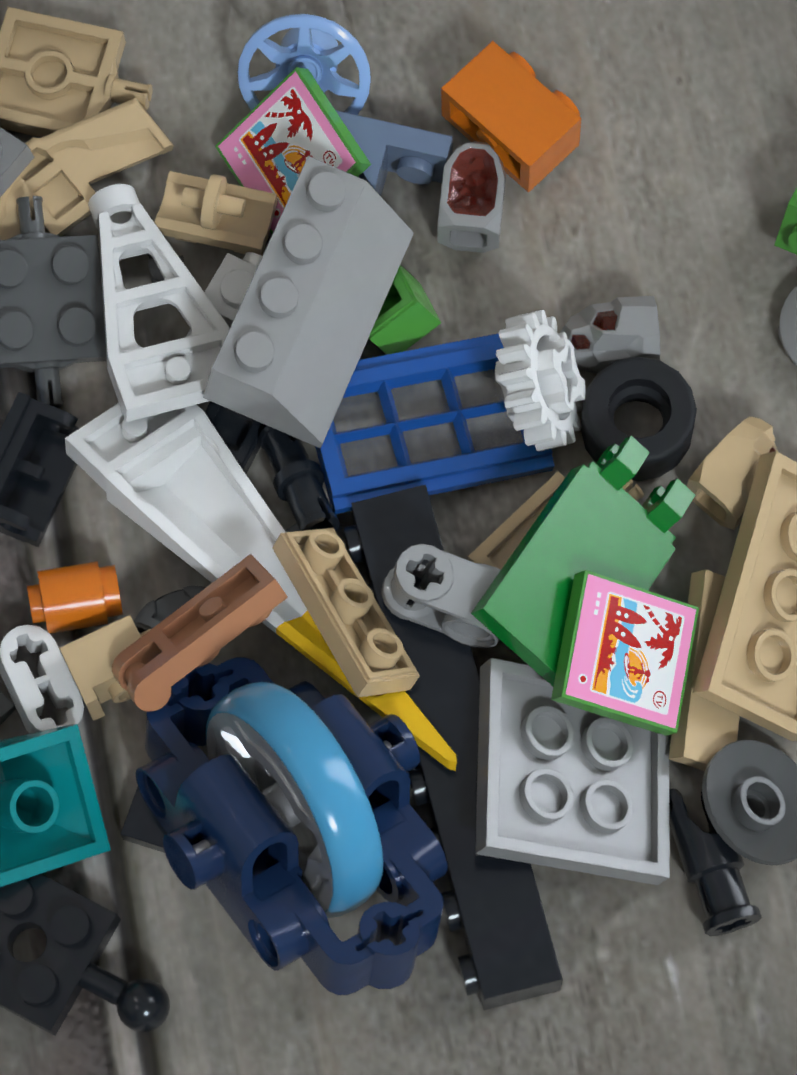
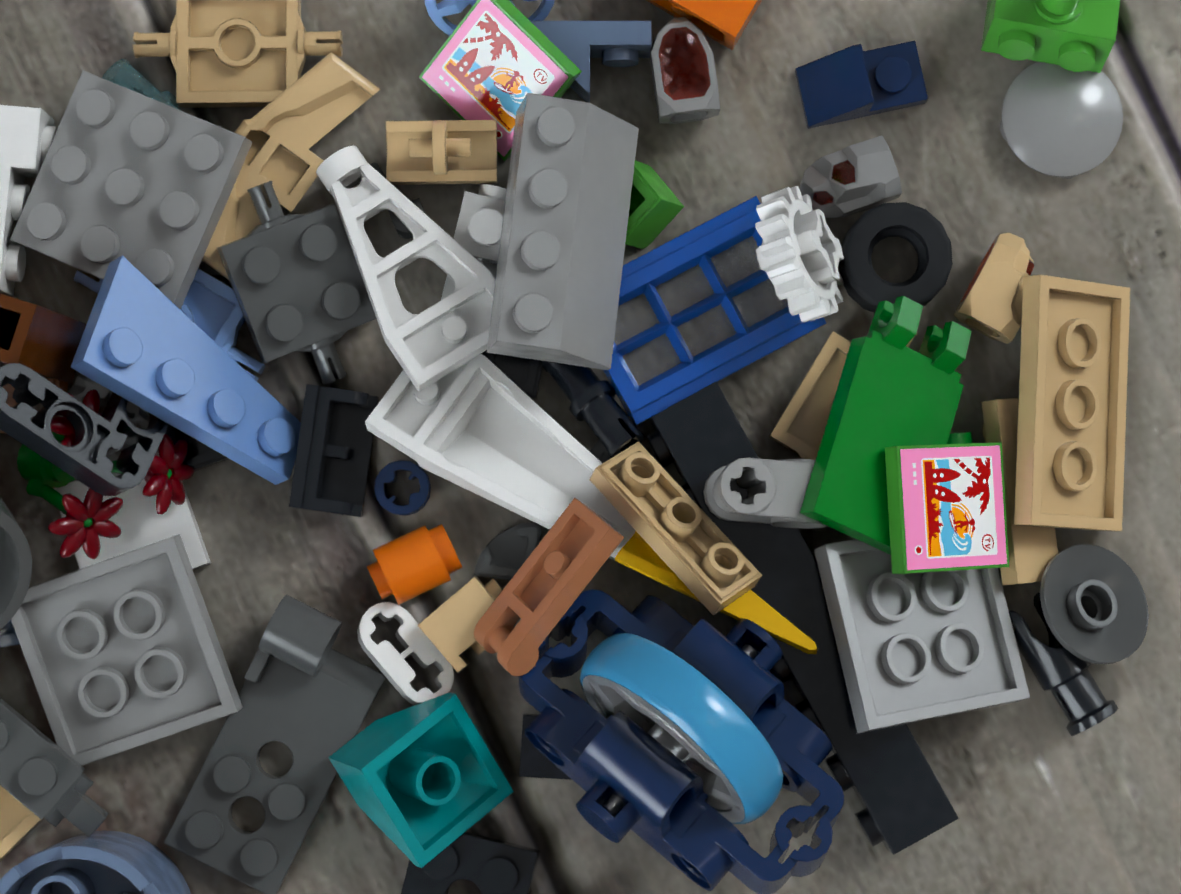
camera: 15 degrees left, 15 degrees up
(98, 538) = (389, 475): none -> dark blue bush
(641, 251) = (861, 83): none -> dark blue slope

